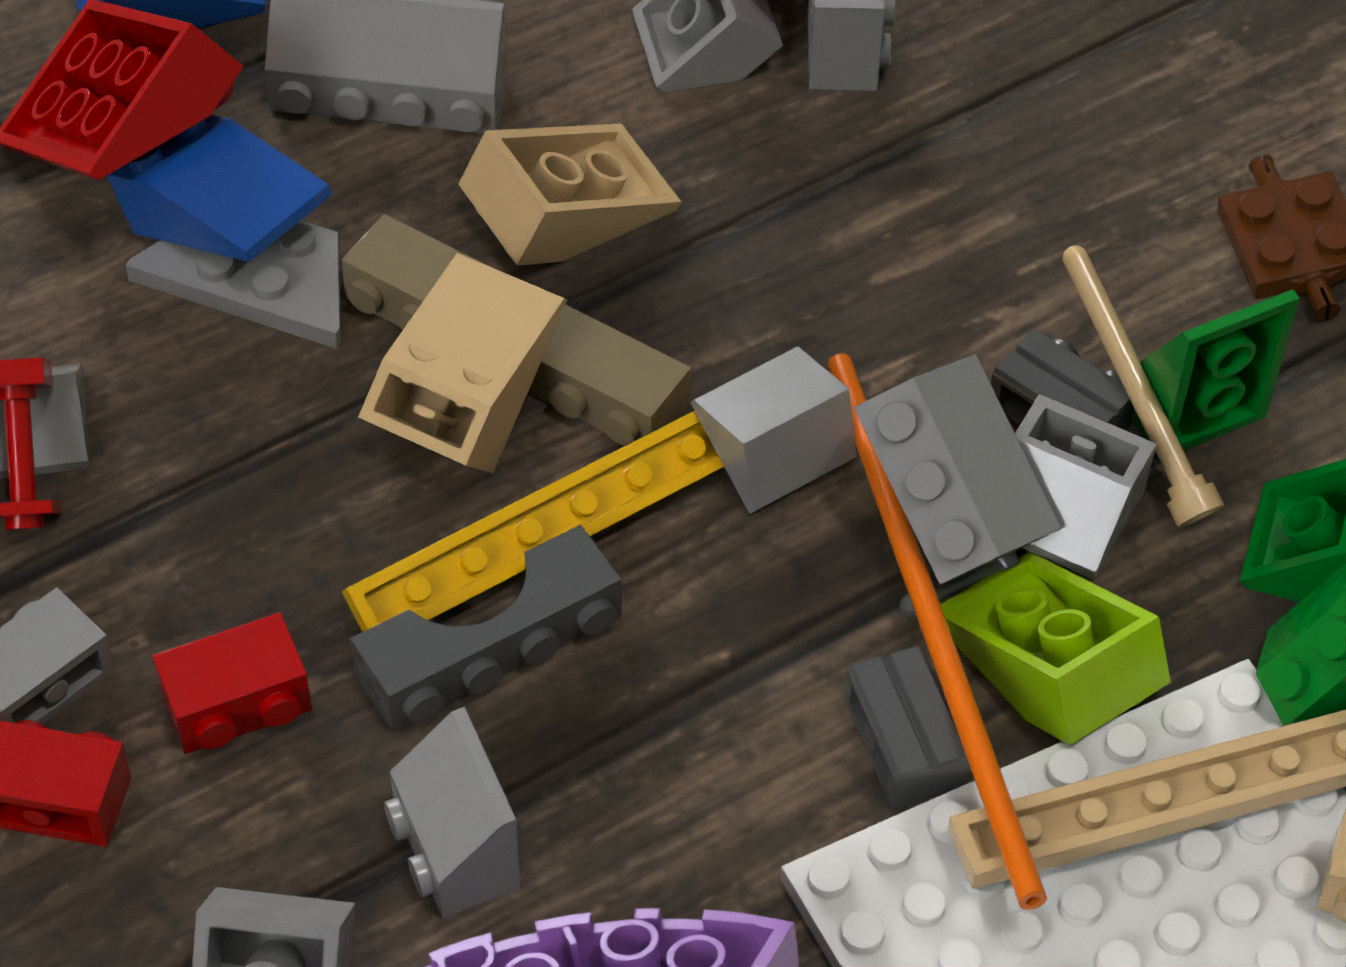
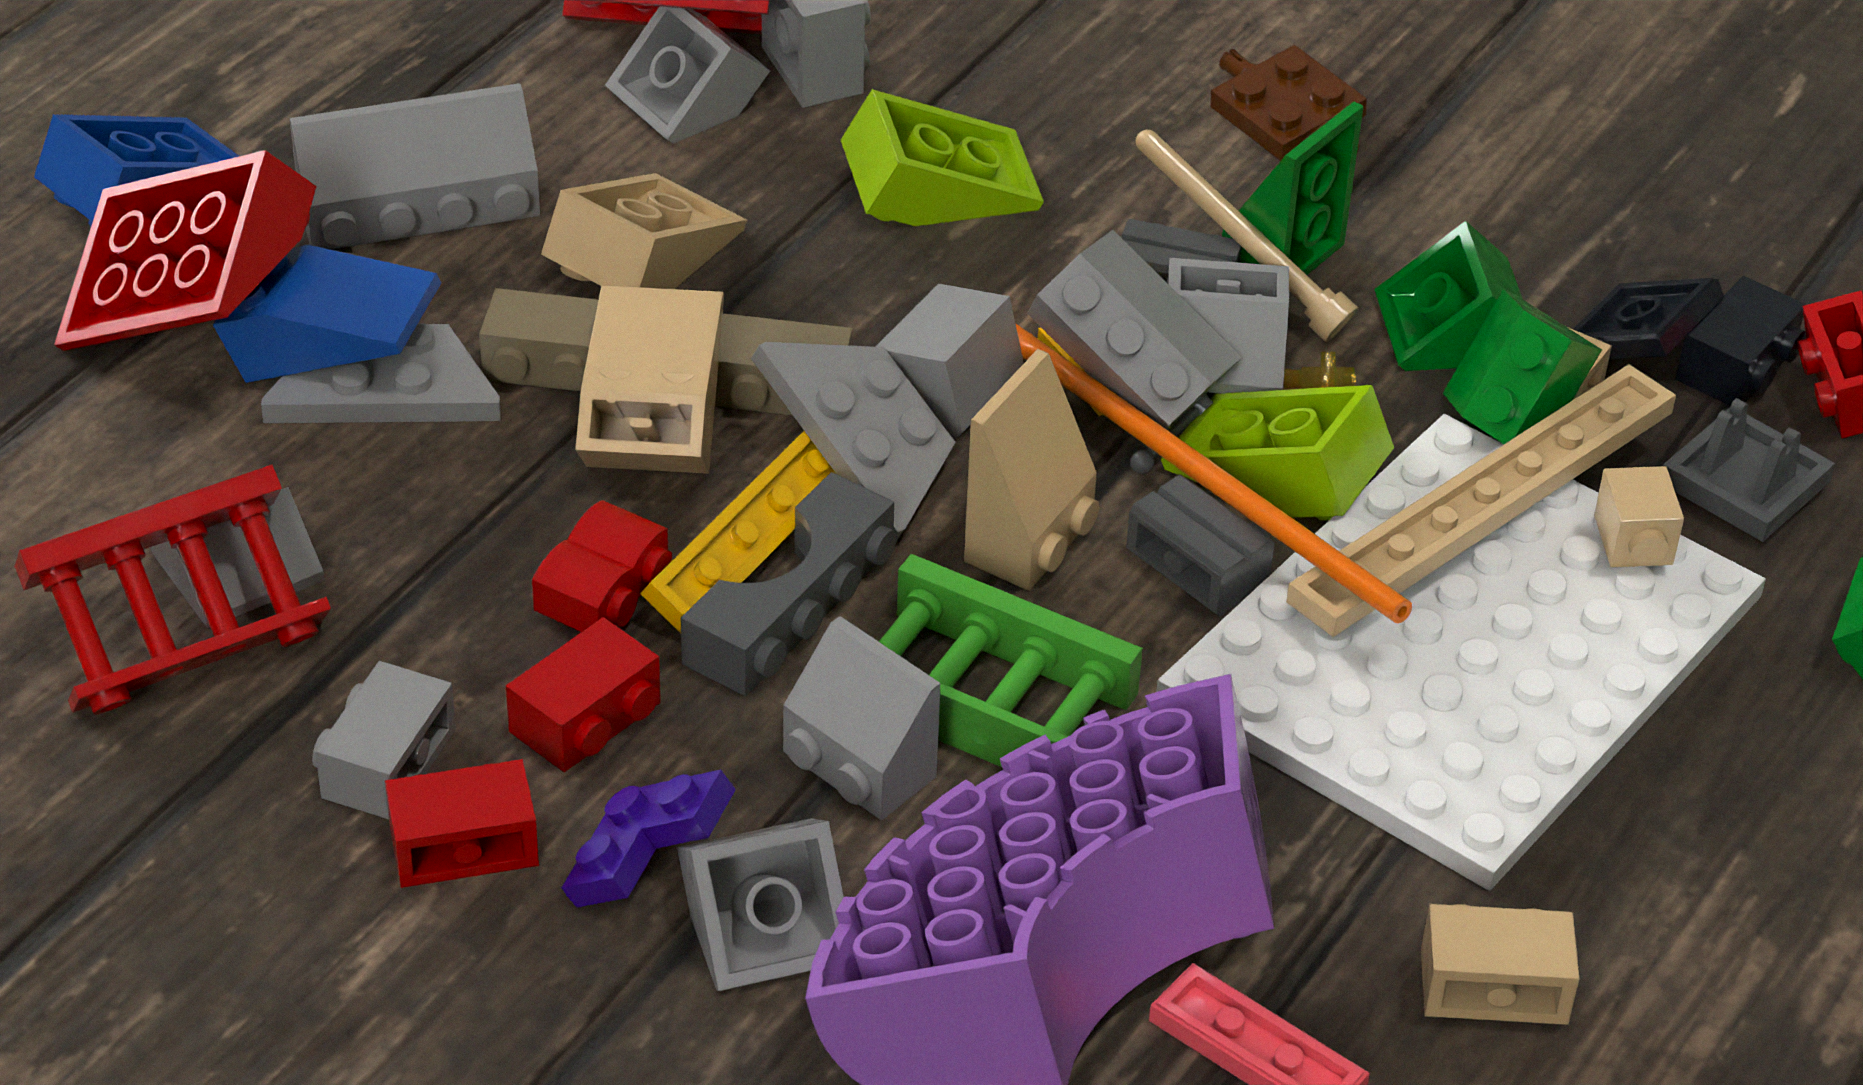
camera: 25 degrees left, 10 degrees down
(204, 844) = (637, 824): none -> dark purple plate
(322, 551) = (600, 568): none -> red brick
(646, 477) = (861, 417): none -> light grey wing
(648, 741) = (1016, 632): none -> bright green fence
(756, 599) = (1027, 478): none -> tan slope
(892, 200) = (935, 164): none -> lime slope
(1145, 574) = (1320, 377): none -> clear yellow piece

